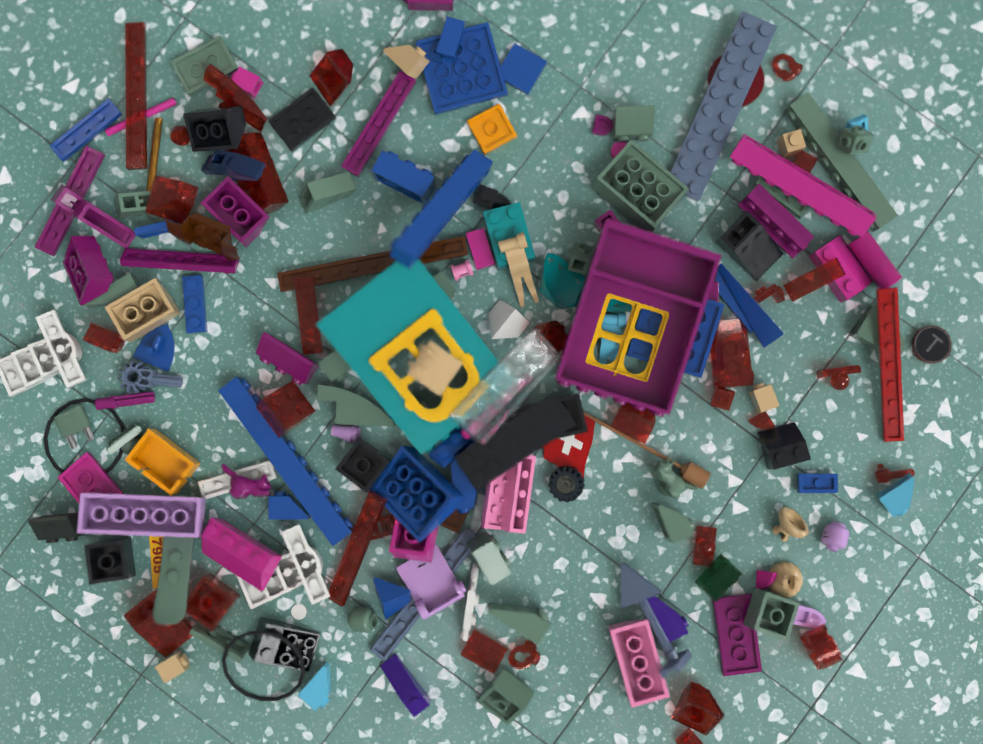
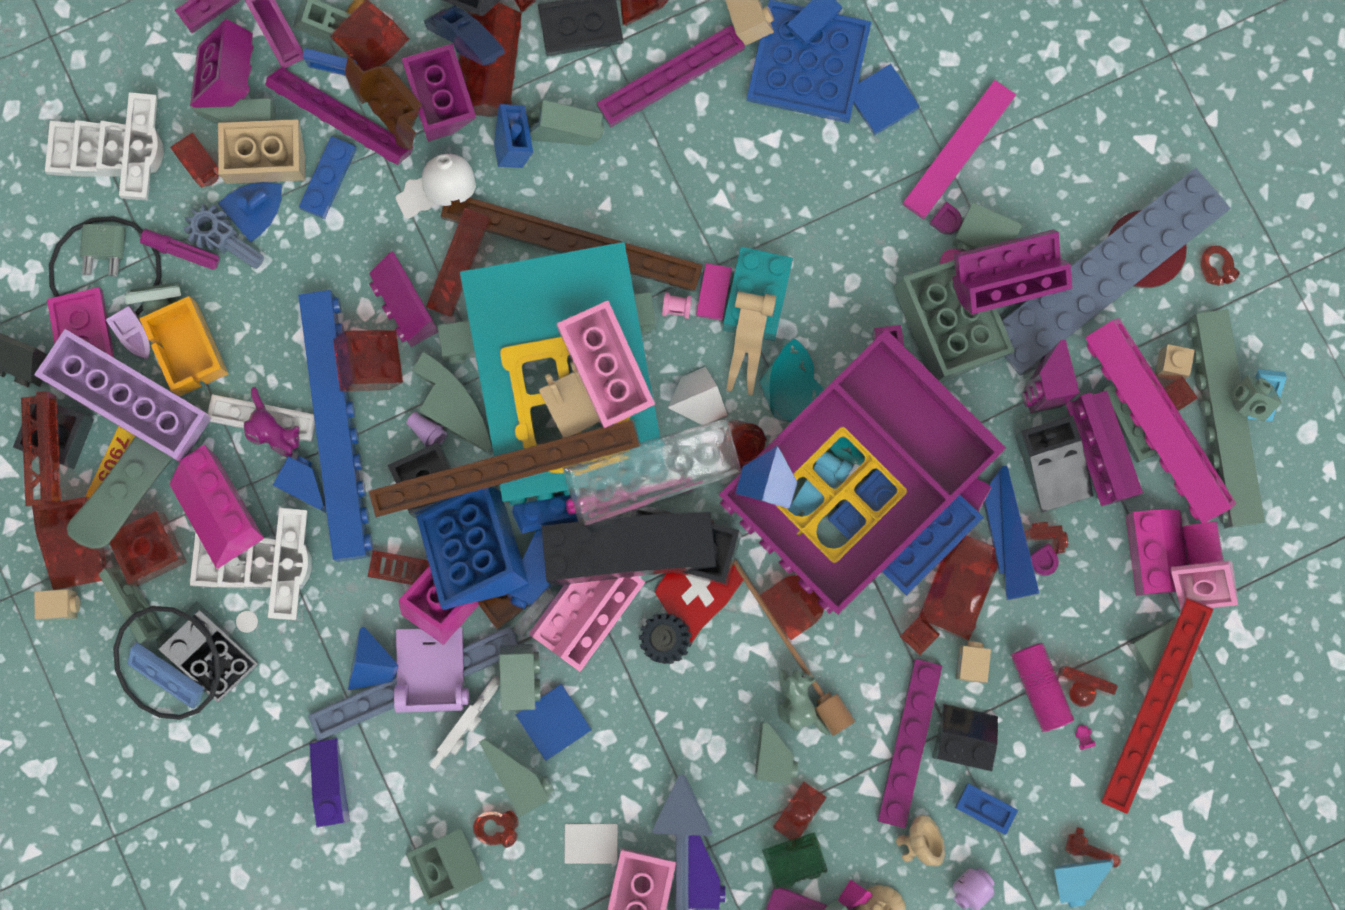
camera: 30 degrees right, 5 degrees down
(112, 575) = (47, 449): none -> clear red fence
(122, 470) = (130, 331): none -> lavender plate
(259, 285) = (413, 199): none -> white sticker
(266, 673) = (165, 675): none -> medium blue tile
(273, 266) = (448, 179): none -> white cylinder
(299, 216) = (512, 136): none -> blue slope
(318, 688) = (218, 728): medium azure slope -> none
(356, 548) = (361, 579): clear red tile -> none
(362, 619) = (319, 672): sand green head -> none
(404, 177) = (666, 155): blue brick -> none
(412, 433) = (505, 468): none -> reddish brown plate
(440, 209) = (688, 214): blue brick -> none
(442, 335) = (605, 364): none -> bright pink slope
(484, 651) = (448, 795): clear red plate -> none
(490, 198) = (759, 236): black plate -> none
(491, 129) = (807, 153): light orange tile -> none
(526, 572) = (554, 722): none -> blue tile
(579, 258) = (830, 365): sand green brick -> none
(582, 354) = (768, 479): none -> slope
(586, 76) = (959, 149): none -> dark pink tile
(586, 633) = (591, 843): none -> white sticker
(662, 139) = (1011, 272): none -> magenta brick
(722, 194) = (1052, 381): none -> magenta slope
(749, 467) = (909, 743): none -> magenta plate
(762, 421) = (956, 693): clear red tile -> none
(774, 310) = (1044, 561): none -> magenta tile
(814, 279) = (1115, 546): clear red tile -> none
(814, 390) = (1047, 696): none -> dark pink piece
(851, 405) = (1083, 734): none -> dark pink piece
(883, 274) = (1206, 583): none -> bright pink slope
(931, 344) = (1226, 710): black tile -> none

